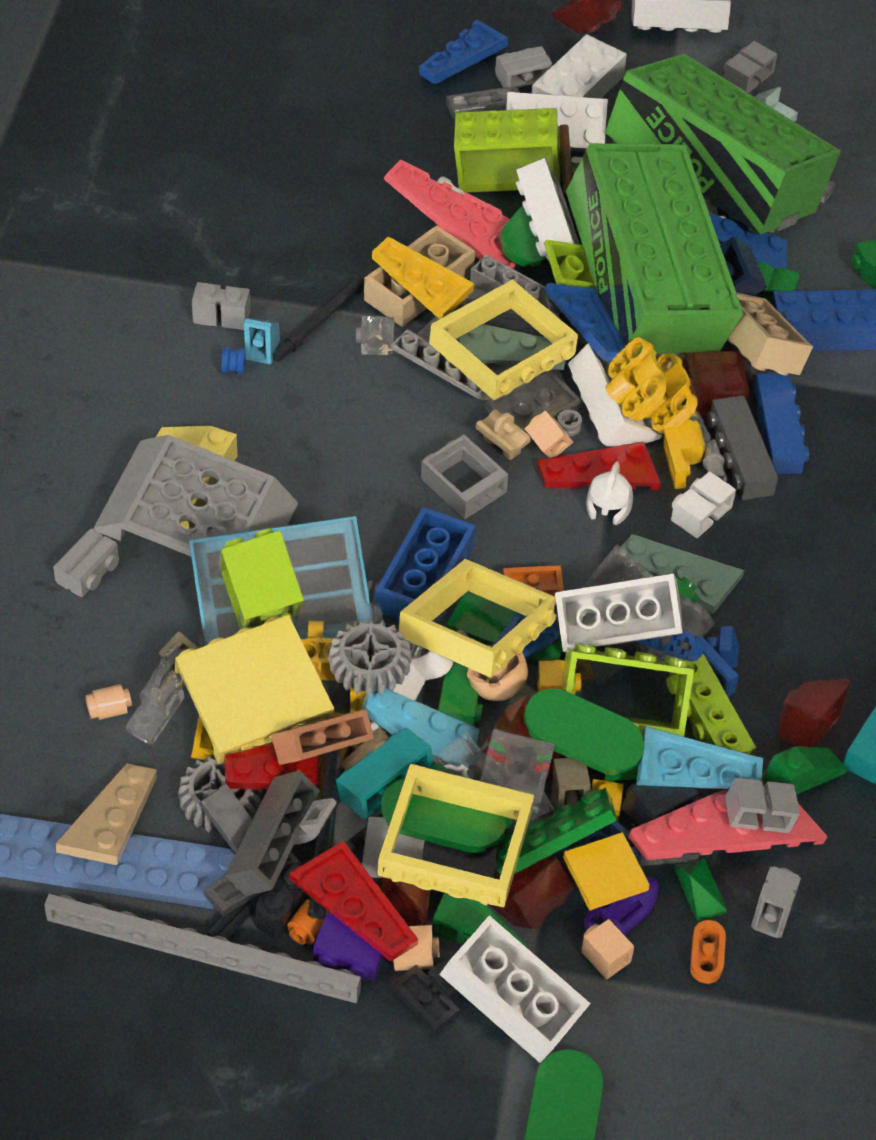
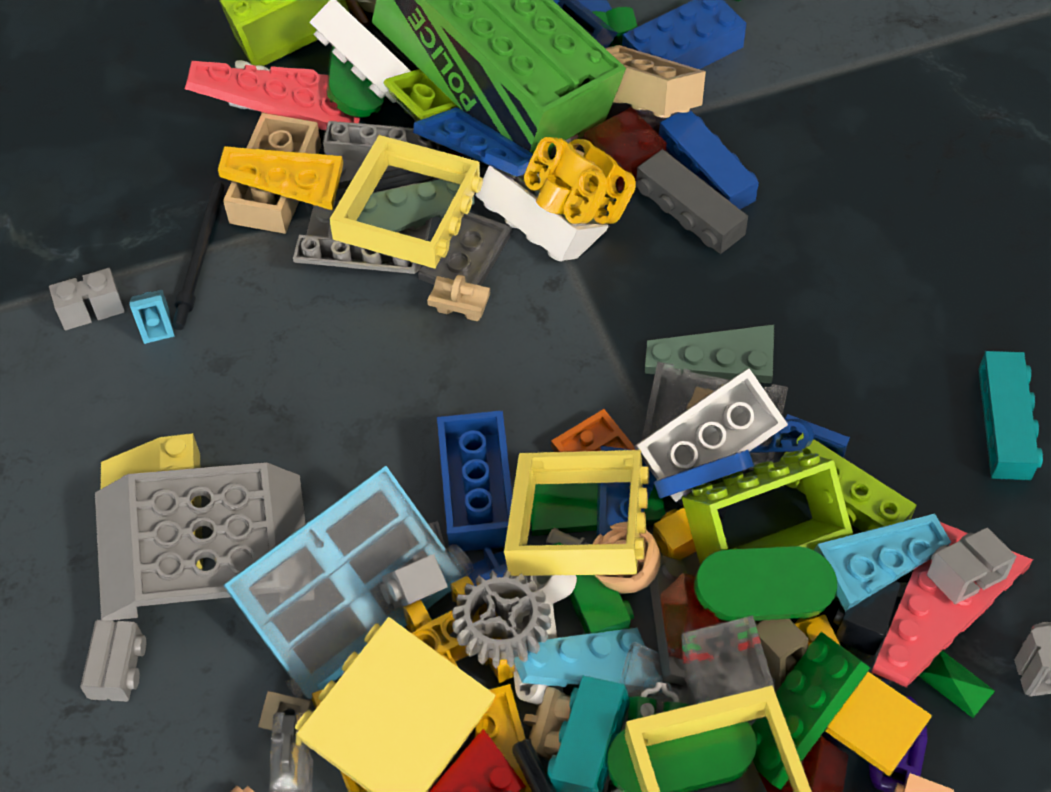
camera: 25 degrees left, 5 degrees up
(233, 360) = (135, 351): blue wheel -> none
(260, 579) = (340, 596): lime hose -> none
(322, 737) = (502, 735): nougat brick -> none
(326, 605) = (413, 582): none -> light grey piece
(376, 335) = (267, 254): clear brick -> none
(476, 497) = (456, 339): light grey window -> none
(548, 434) = (504, 277): light nougat brick -> none
(570, 416) = (508, 263): light grey bush -> none
(581, 468) = (573, 286): red wing -> none
(594, 636) = (703, 473): none -> blue beam
(610, 492) = (604, 309): white helmet -> none
(685, 447) = (638, 228): yellow plate -> none
(686, 589) = (734, 369): green plate -> none
(705, 498) = (692, 277): white piece -> none
(707, 954) = (1013, 749): orange plate -> none
(713, 460) = (674, 229): light grey axle -> none
(726, 646) = (811, 411): blue tile -> none
(804, 767) = (971, 504): green slope -> none
(812, 711) = (941, 441): clear red slope -> none

